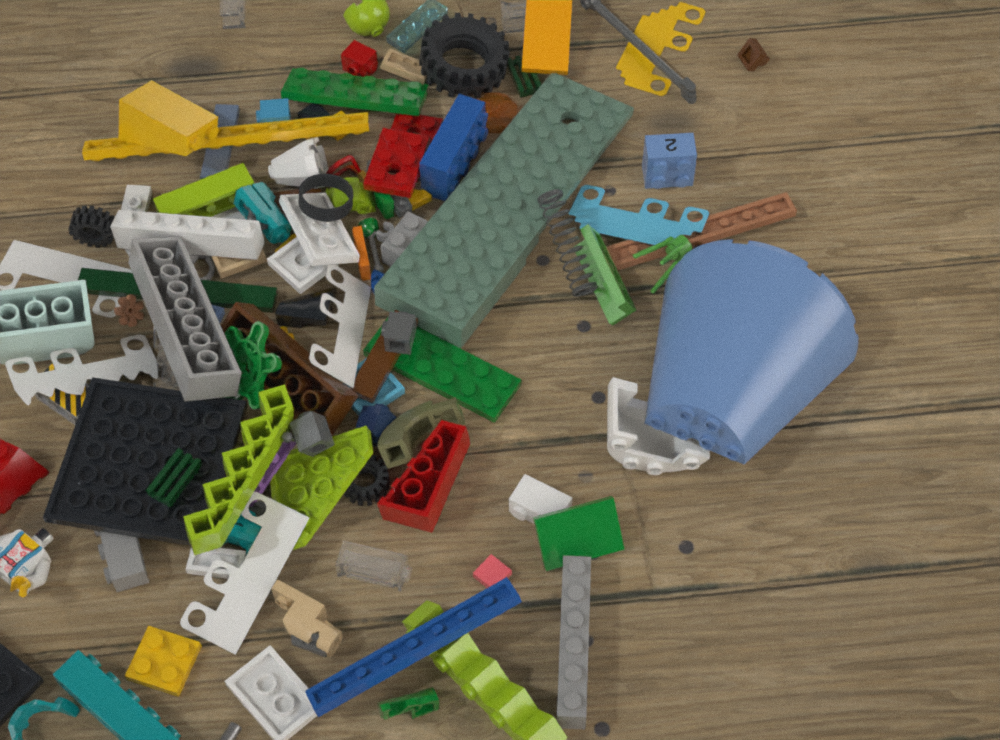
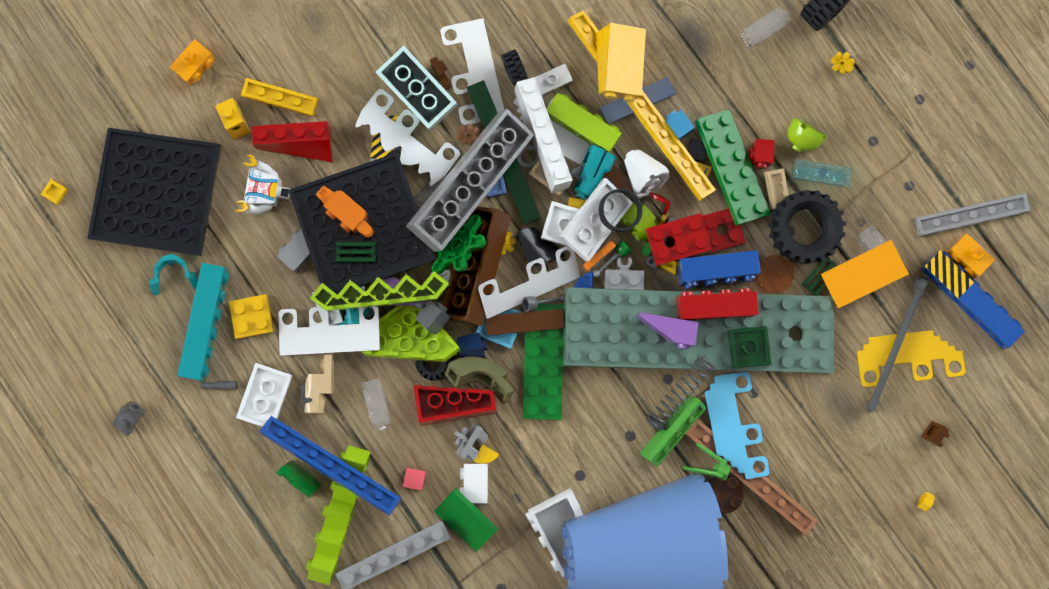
camera: 60 degrees right, 25 degrees up
(118, 459) = (346, 210): none -> orange hinge
(369, 334) = (531, 303): none -> dark grey hinge
(399, 332) = (542, 325): dark grey brick -> none
(482, 487) = (466, 440): none -> light grey hips
(489, 209) = (674, 330): none -> medium lavender slope
(492, 159) = (717, 305): none -> red brick
(511, 478) = (485, 455): none -> yellow tile
(557, 157) = (749, 347): none -> dark green tile
(669, 160) = (793, 426): medium blue brick -> none
(820, 94) = (926, 501): none -> yellow tile

